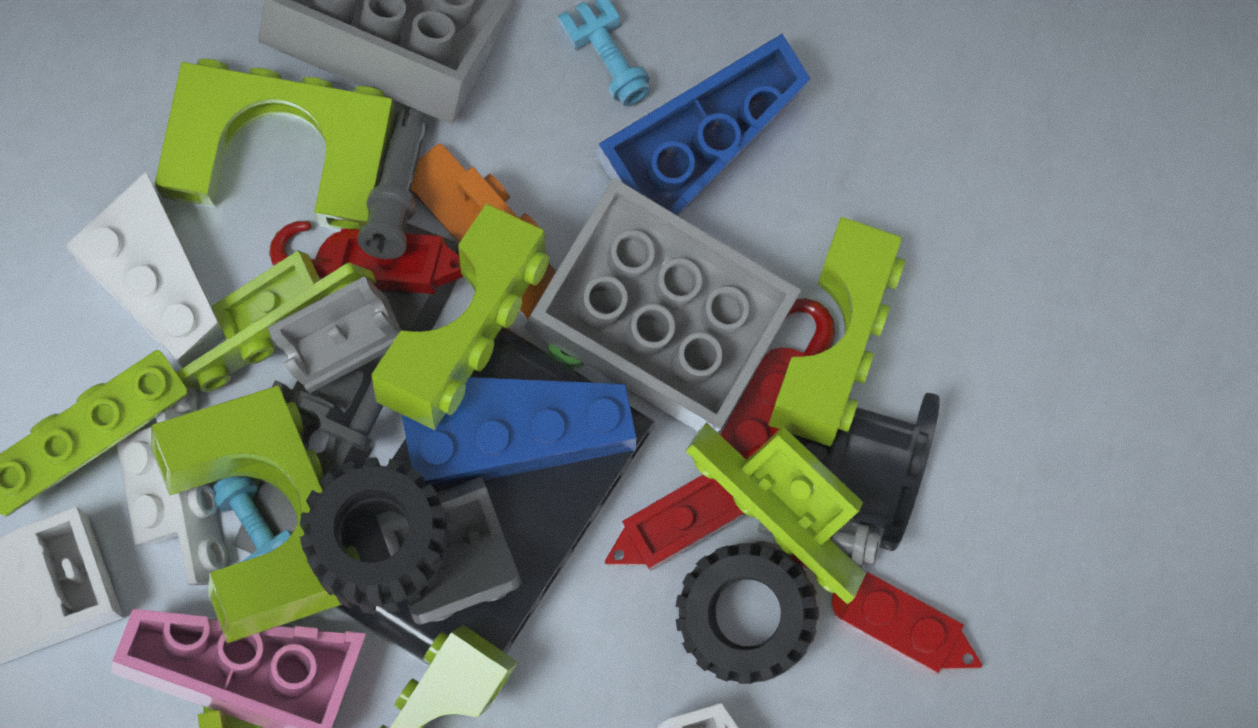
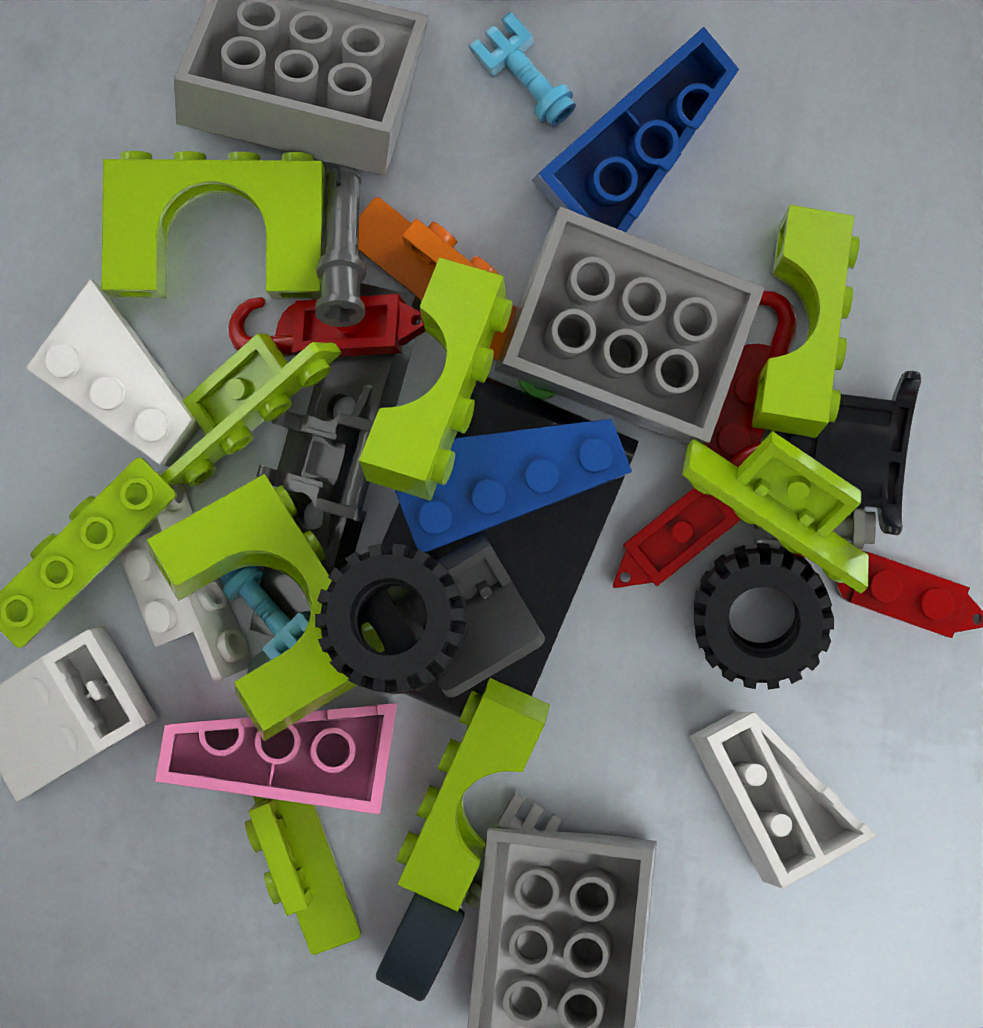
camera: 10 degrees left, 10 degrees up
(336, 334) = (314, 414): light grey hinge -> none

